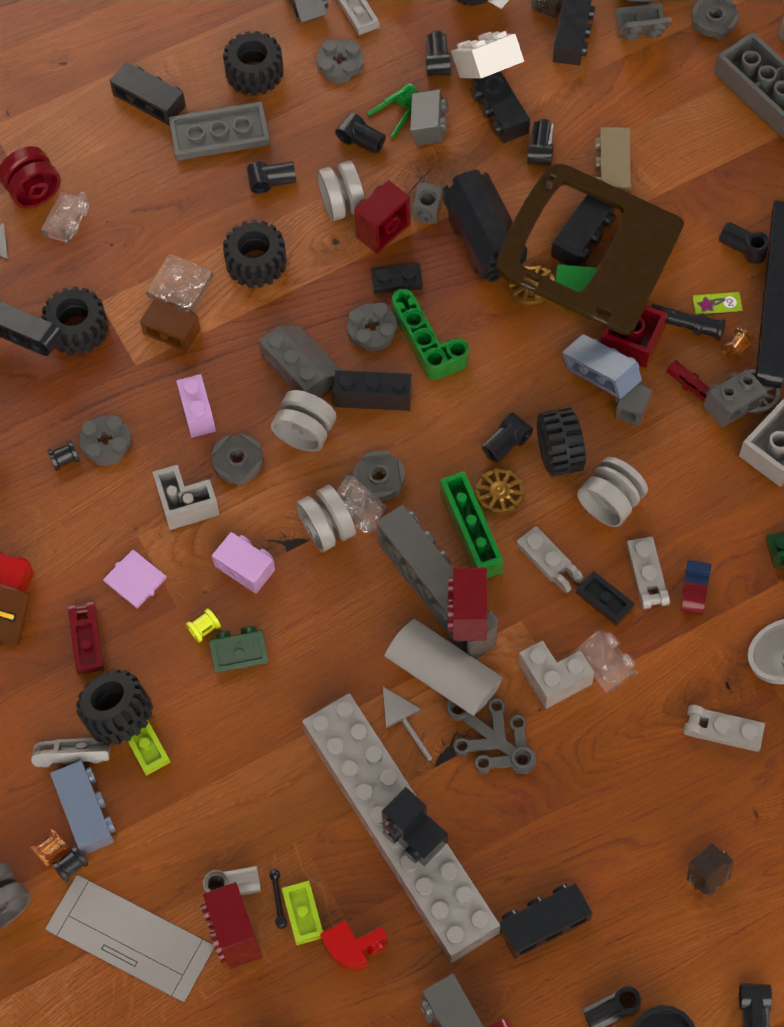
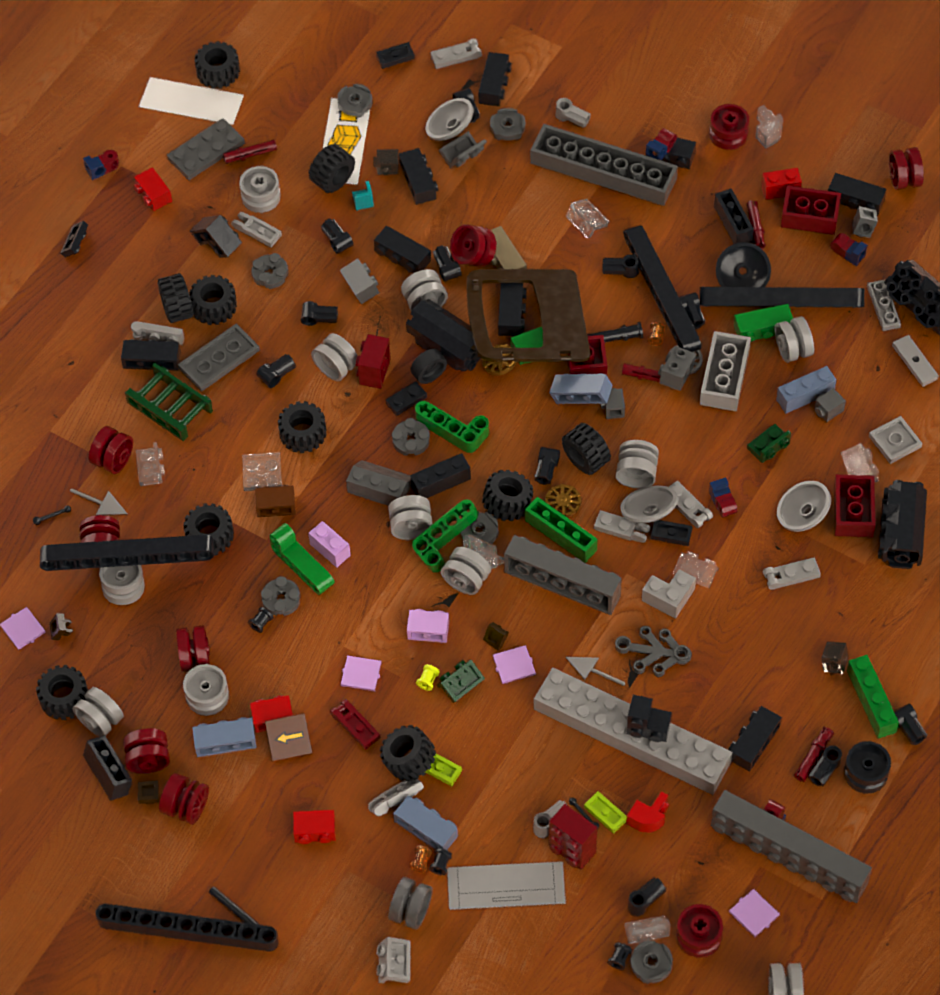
camera: 30 degrees left, 5 degrees down
(116, 170) = (165, 418): none -> dark green fence
(151, 407) = (299, 560): none -> green beam
(170, 72) = (156, 332): none -> light grey plate
(187, 503) = (362, 609): light grey brick -> none
(207, 39) = (175, 298): none -> black tyre
(240, 472) = (379, 574): dark grey plate -> none
(314, 616) = (495, 636): none -> dark brown tile
(315, 663) = (514, 664): none -> lavender piece
(372, 451) = (448, 533): none -> green beam
(404, 99) = (332, 275): green plant -> none
(431, 195) = (396, 332): dark grey brick -> none
(437, 243) = (428, 366): none -> black tyre
(441, 436) = (504, 484): none -> black tyre
(443, 667) = (599, 622): light grey brick -> none
(468, 604) = (600, 570): dark red brick -> none
(487, 55) = (376, 220): white brick -> none
(494, 156) = (424, 286): none -> light grey wheel
(495, 23) = (363, 198): none -> teal panel
(581, 135) = (473, 245): none -> dark red wheel
(596, 549) = (649, 504): none -> light grey dish
(613, 980) = (817, 748): none -> dark red pin
(717, 303) = (625, 314): lime sticker -> none
(728, 949) = (872, 696): none -> green brick
(740, 165) = (586, 217): none -> clear bracket

